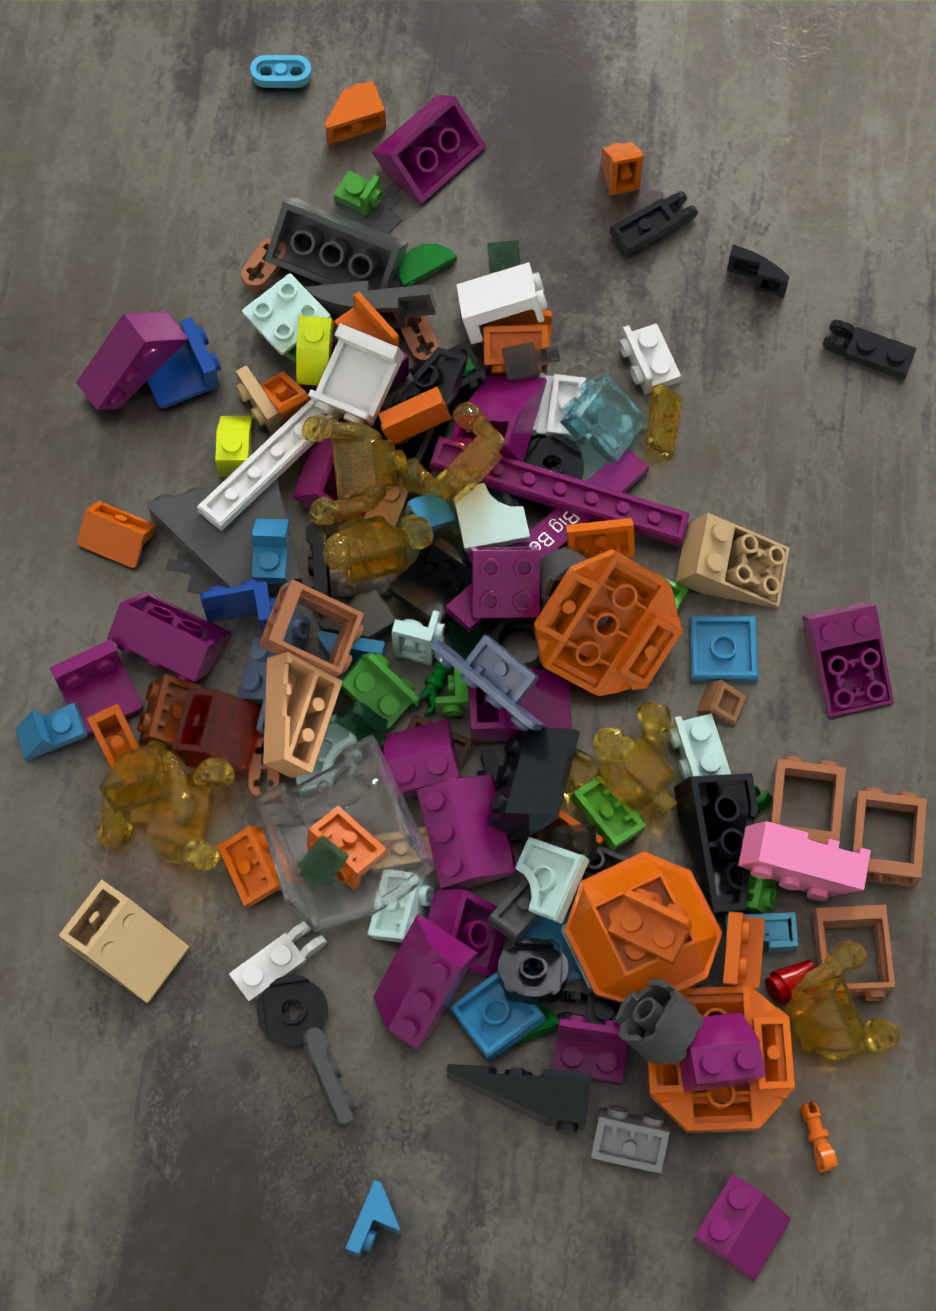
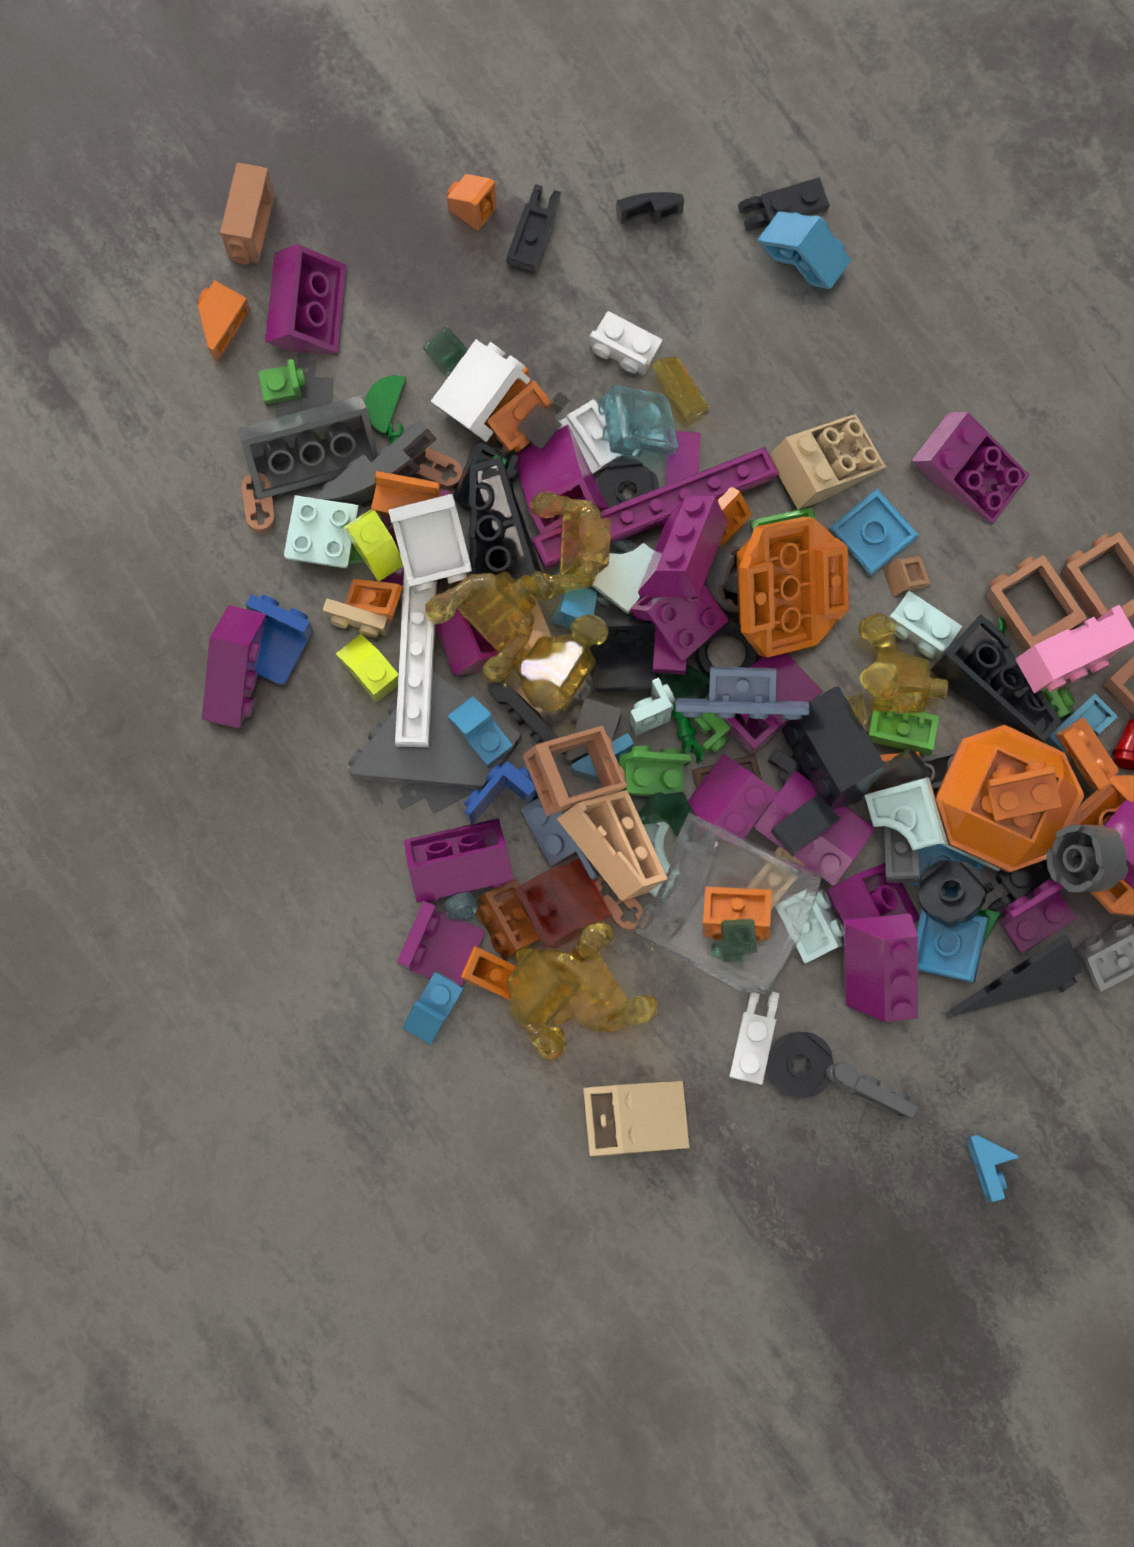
camera: 40 degrees left, 10 degrees up
(114, 533) = (340, 813): orange panel -> none
(139, 671) = (461, 906): none -> clear light blue tile
(250, 865) = (676, 982): orange bracket -> none
(281, 70) = (124, 326): medium azure plate -> none
(414, 416) = (501, 536): orange panel -> none
(440, 52) = (247, 213): none -> nougat window
(455, 814) = (805, 825): none -> black slope
(546, 529) = (685, 549): none -> magenta slope
(857, 388) = (806, 245): none -> dark azure brick

